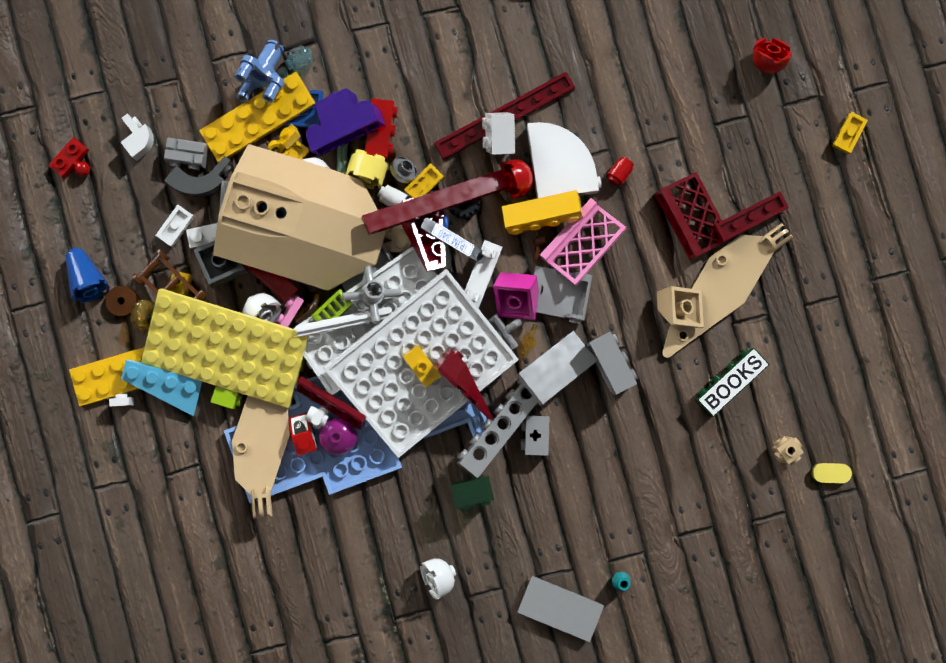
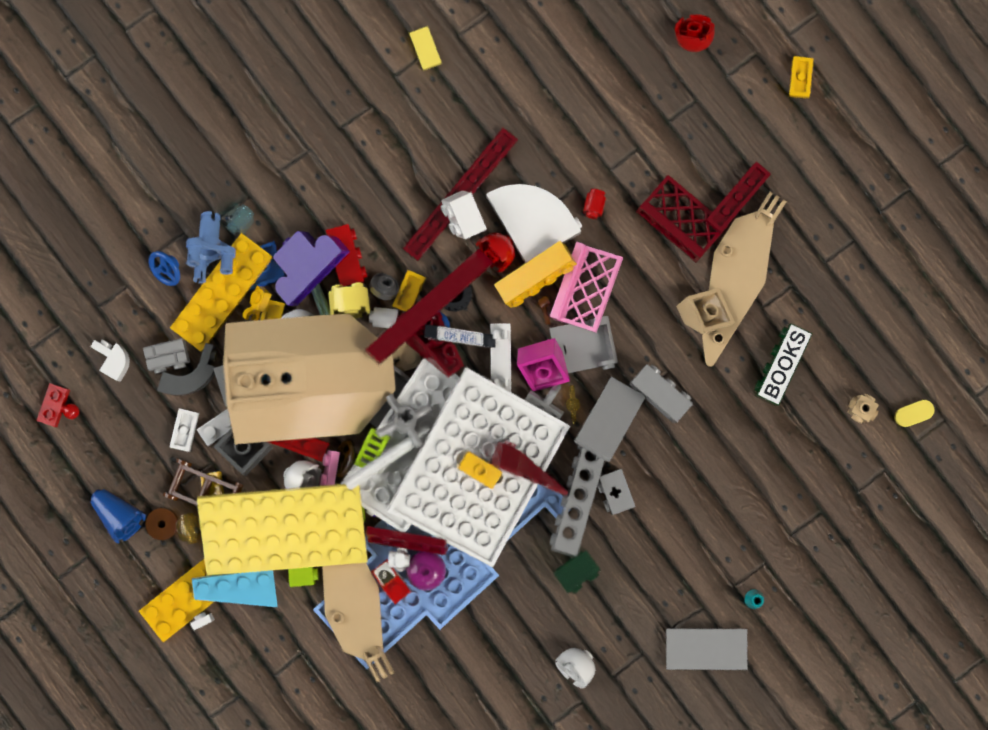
camera: 15 degrees left, 0 degrees up
(219, 74) = (167, 266): none -> blue piece

